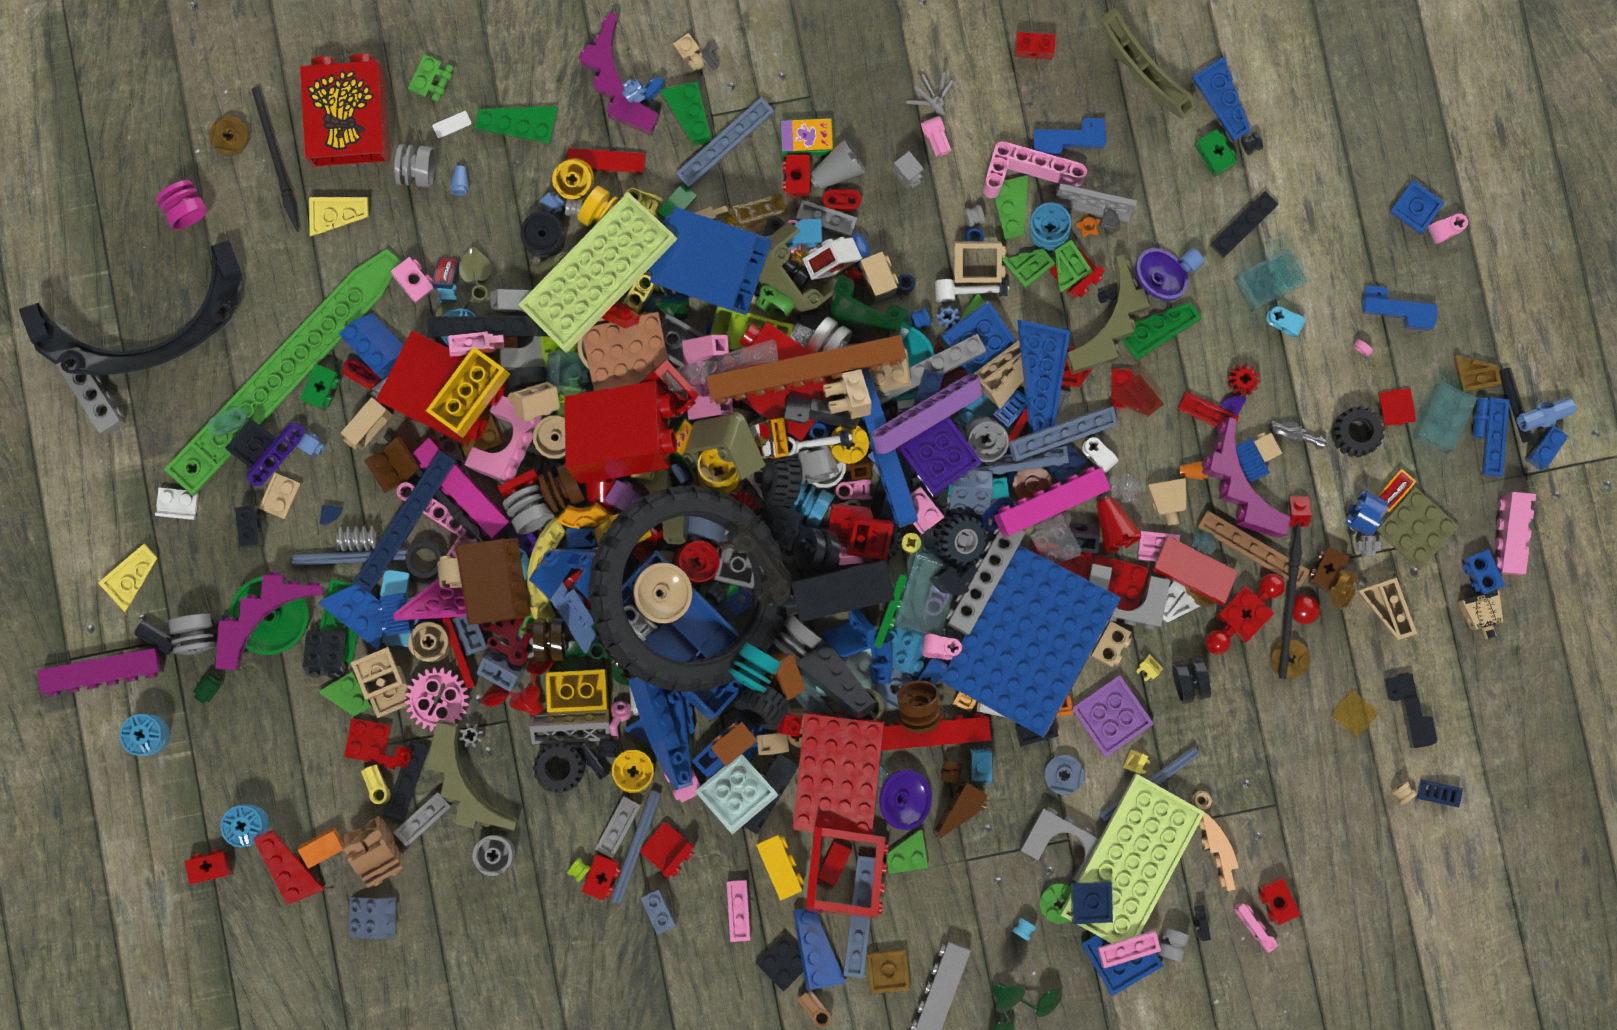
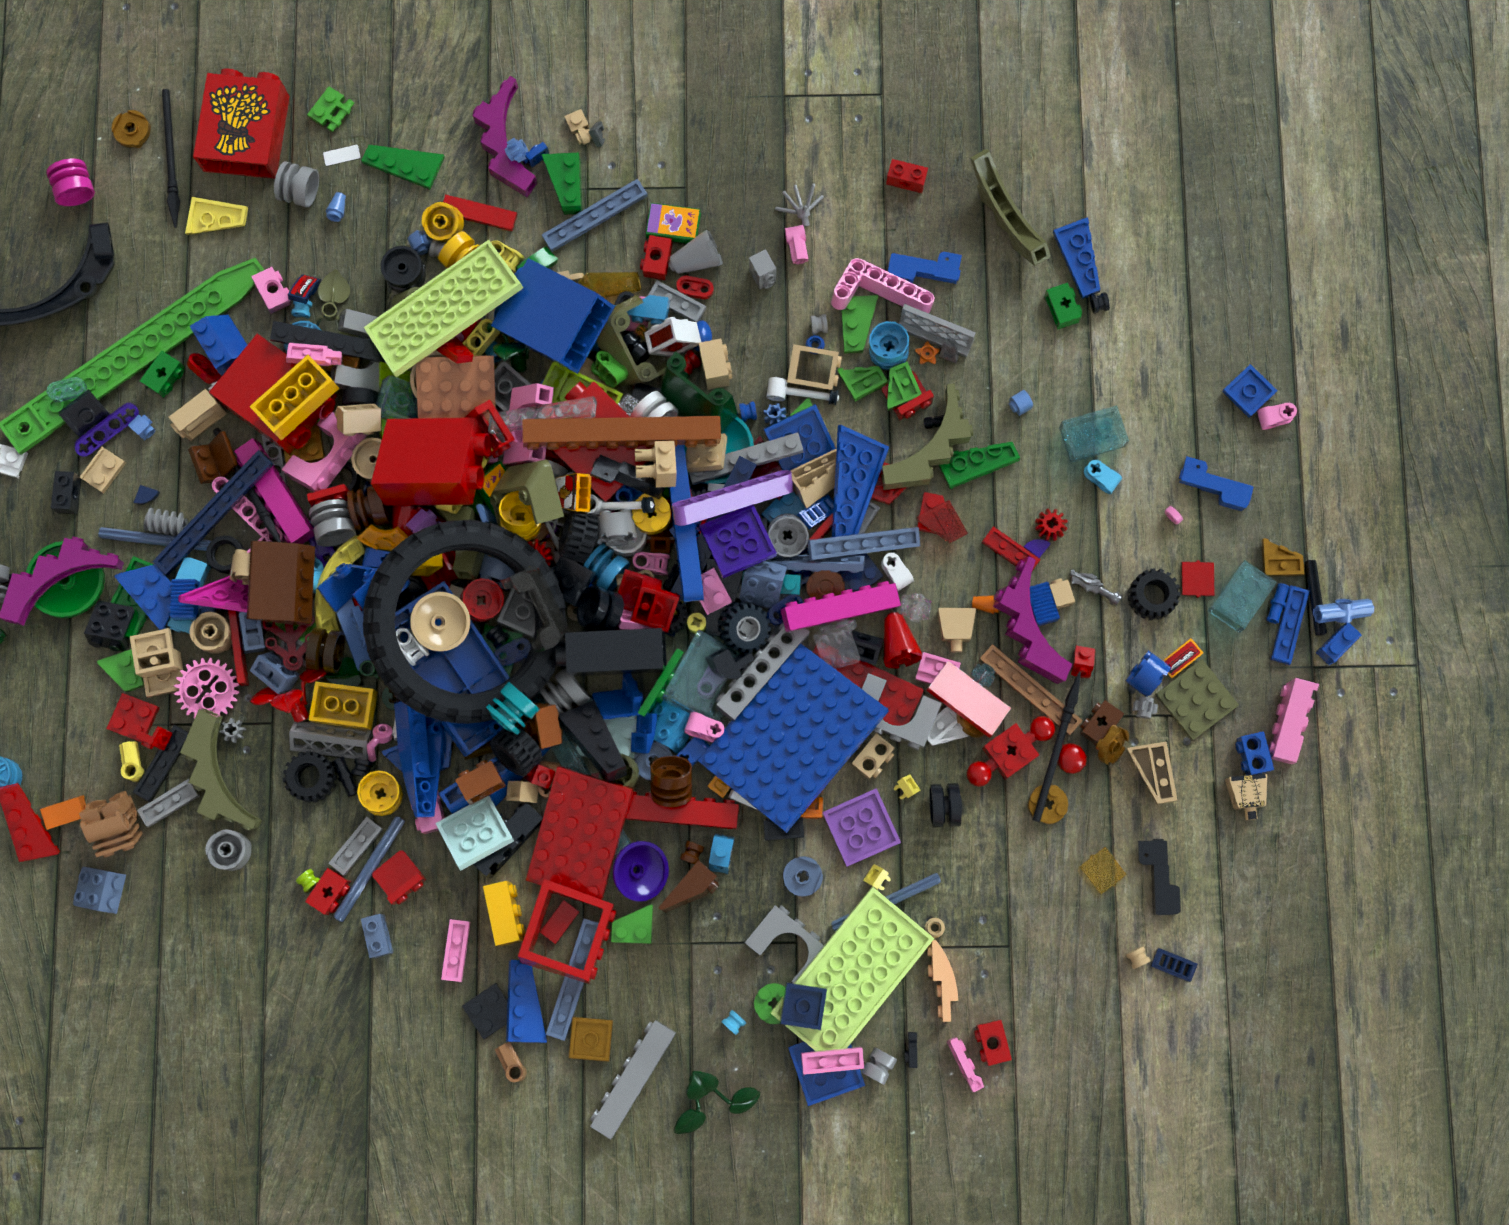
camera: 15 degrees right, 5 degrees down
(905, 277) = (740, 371): dark blue plate -> none
(1161, 274) = (988, 409): dark purple dish -> none
(1244, 224) = (1078, 378): black plate -> none

